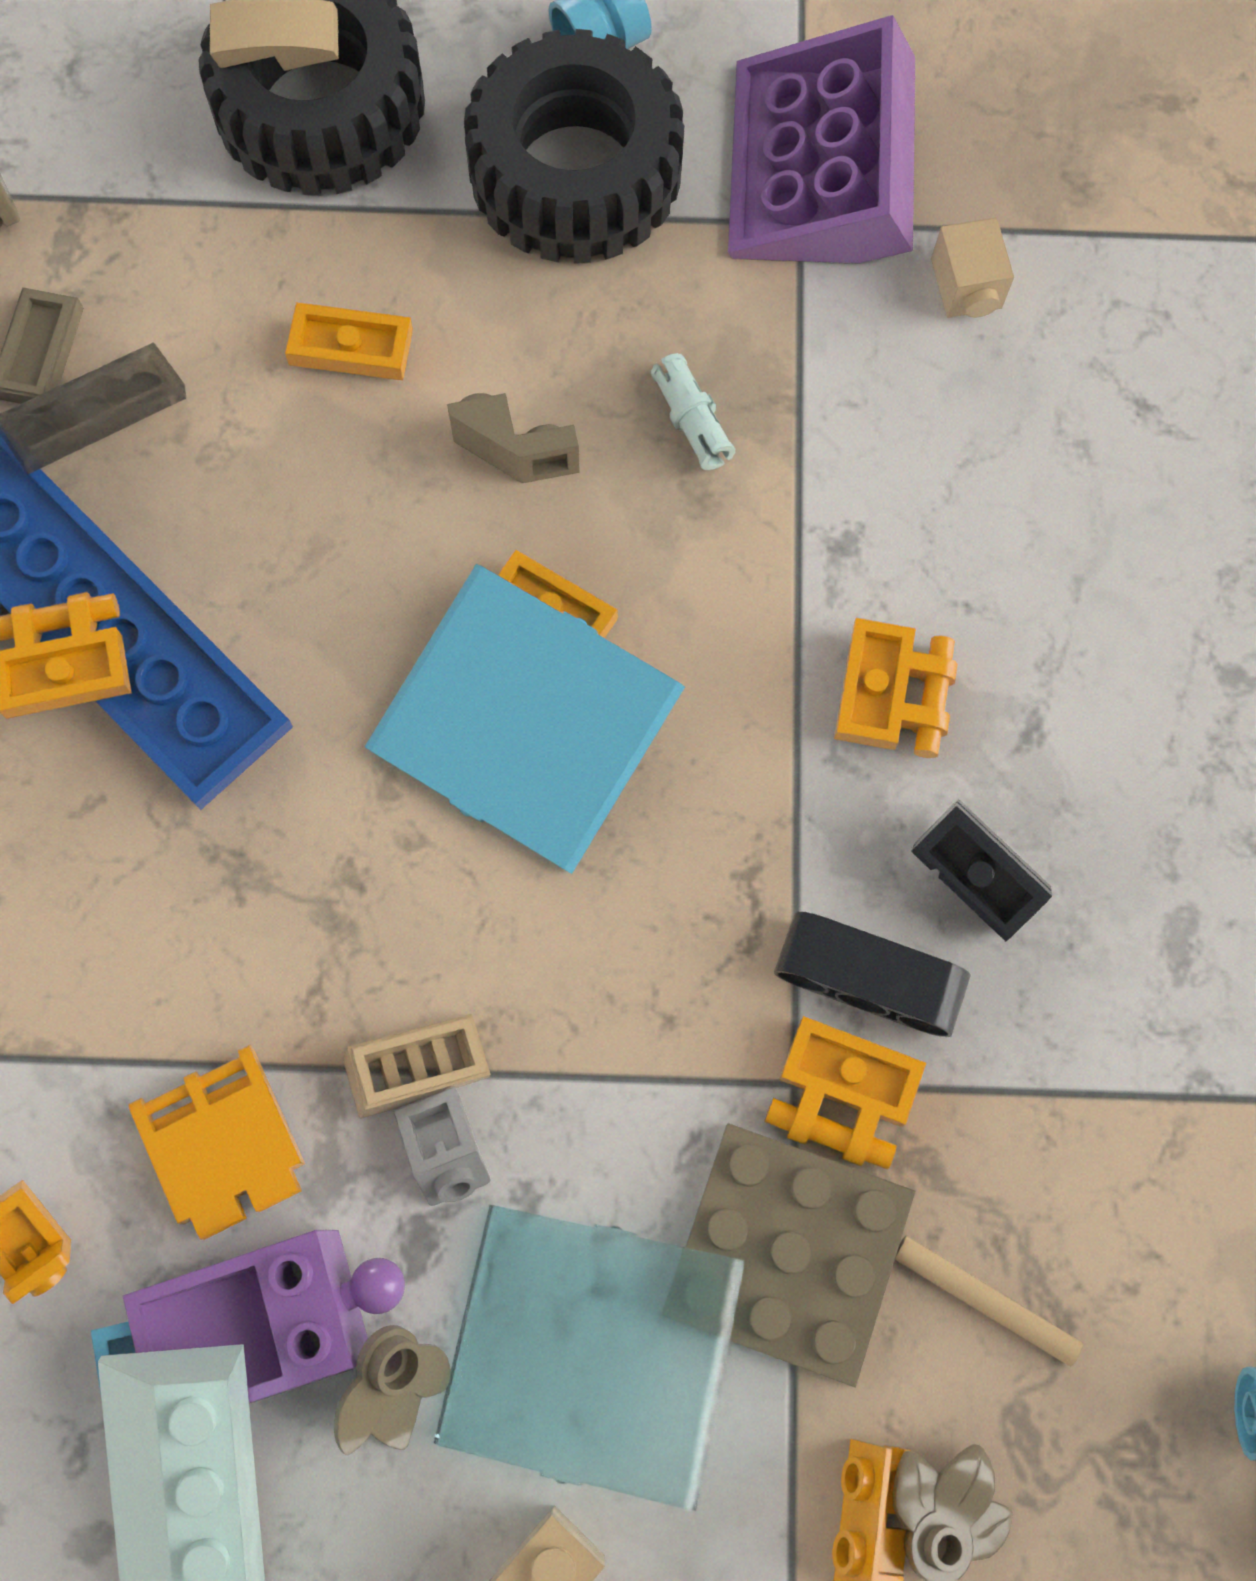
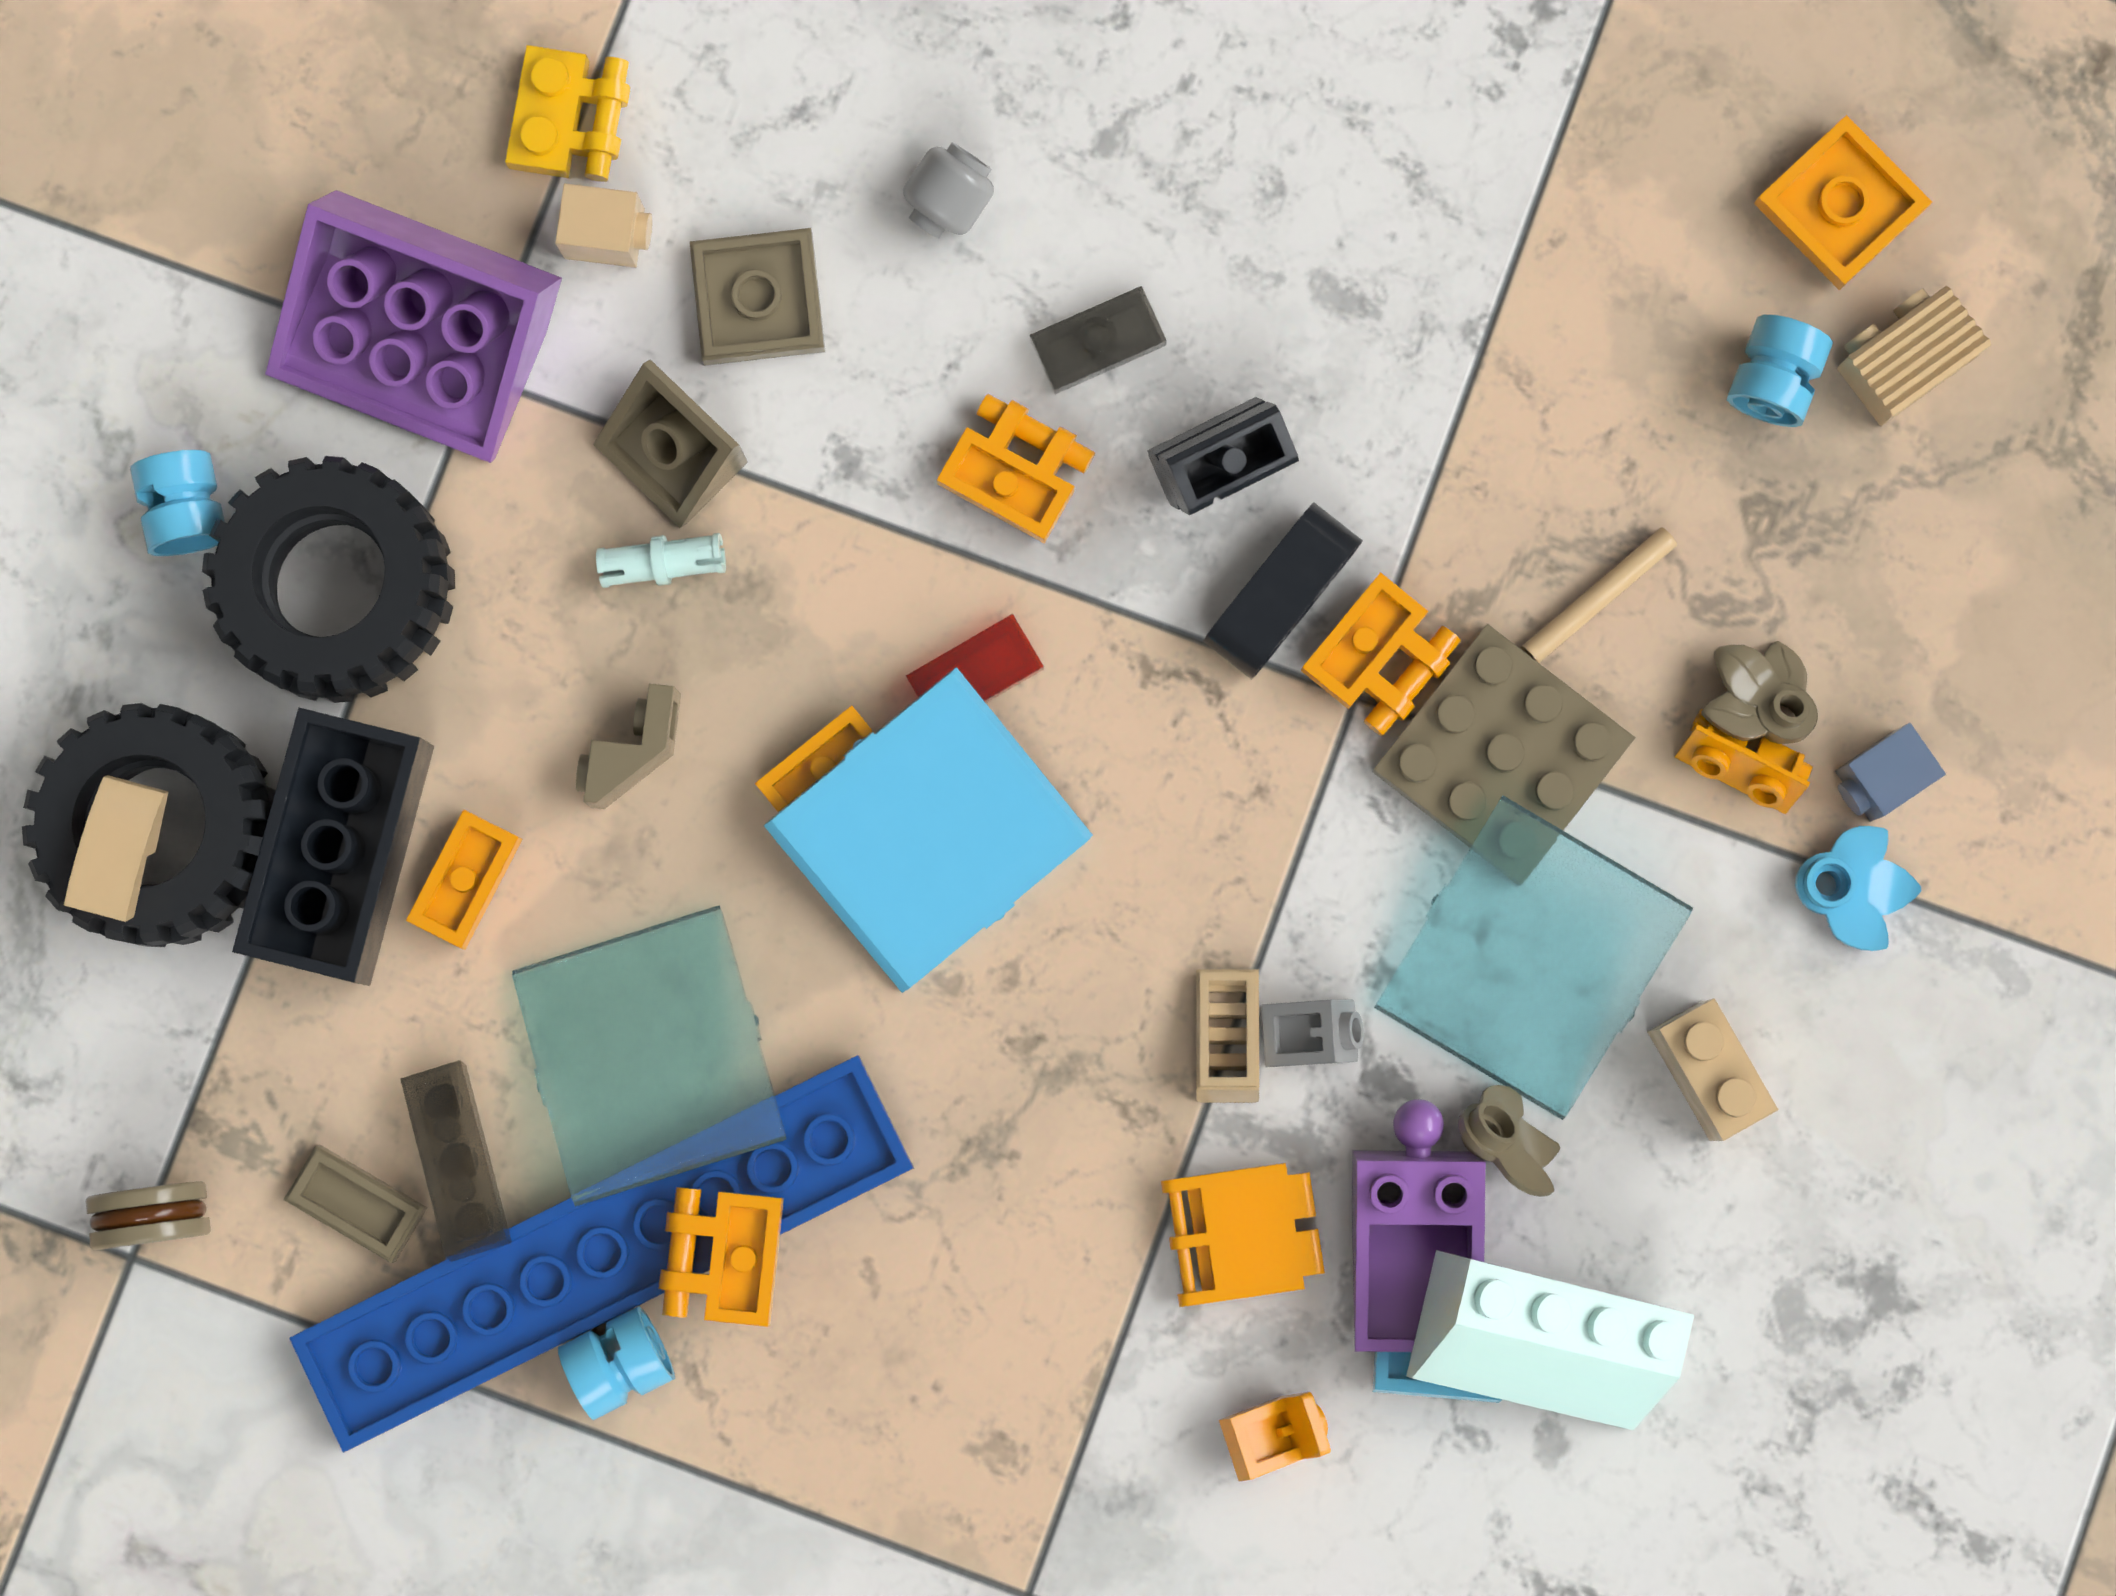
camera: 65 degrees left, 10 degrees up
(234, 541) = (648, 1055): none -> clear light blue piece
(338, 222) = (333, 847): none -> black slope
(702, 722) = (989, 661): none -> clear red tile
(800, 385) = (669, 445): none -> dark tan slope
(962, 420) = (757, 296): none -> dark tan tile
(1045, 725) = (1098, 340): none -> clear smoke plate
(1057, 203) = (550, 109): none -> yellow plate
(1128, 543) = (948, 190): none -> light grey head

